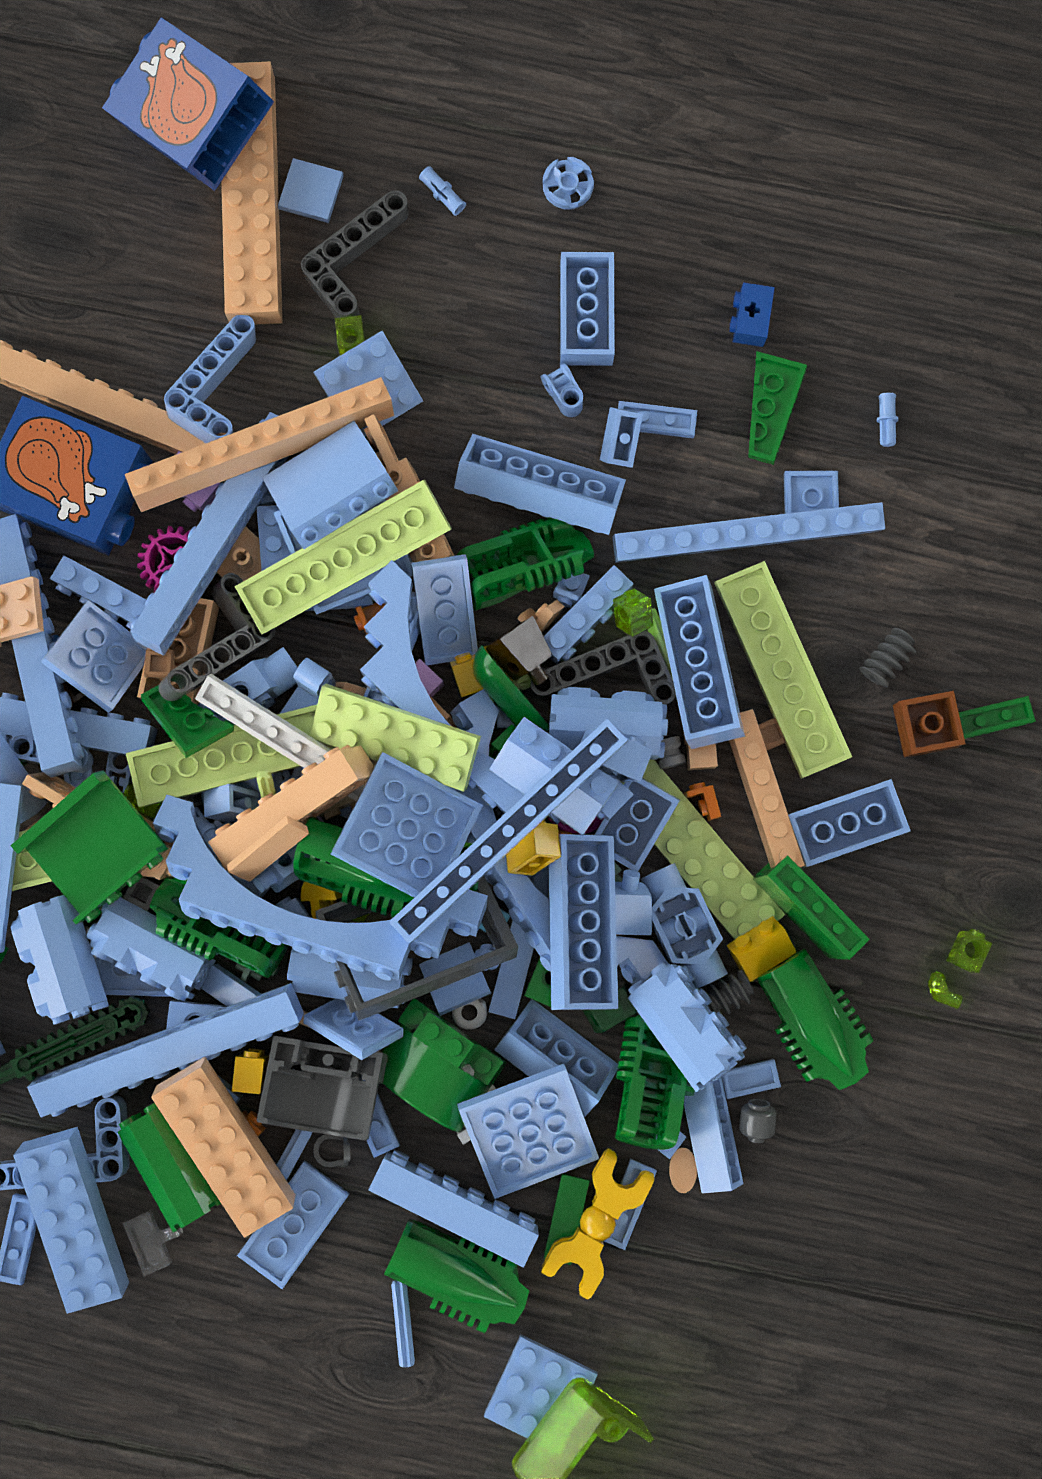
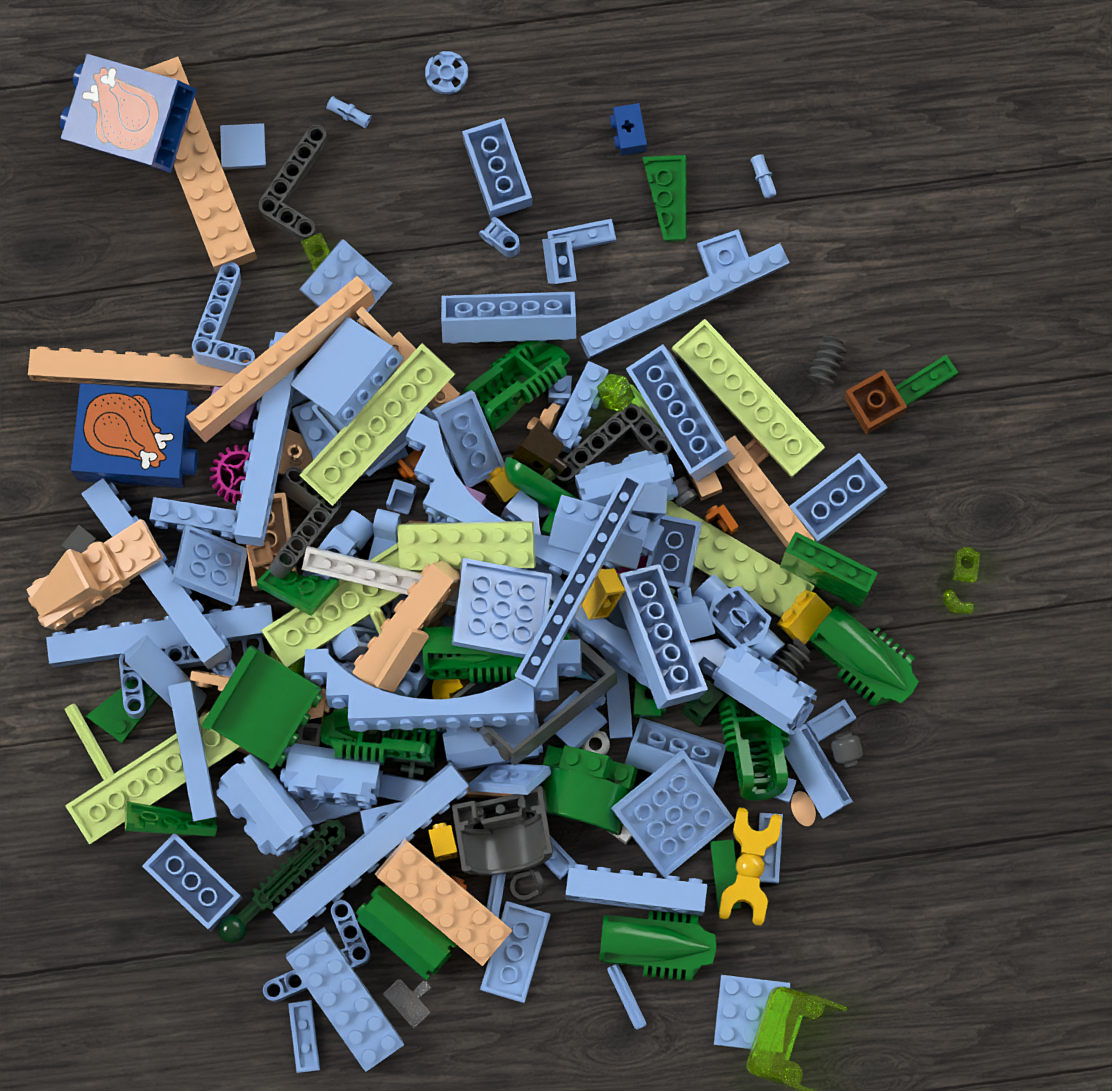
camera: 15 degrees left, 5 degrees down
(347, 649) = (401, 497): none -> light blue panel

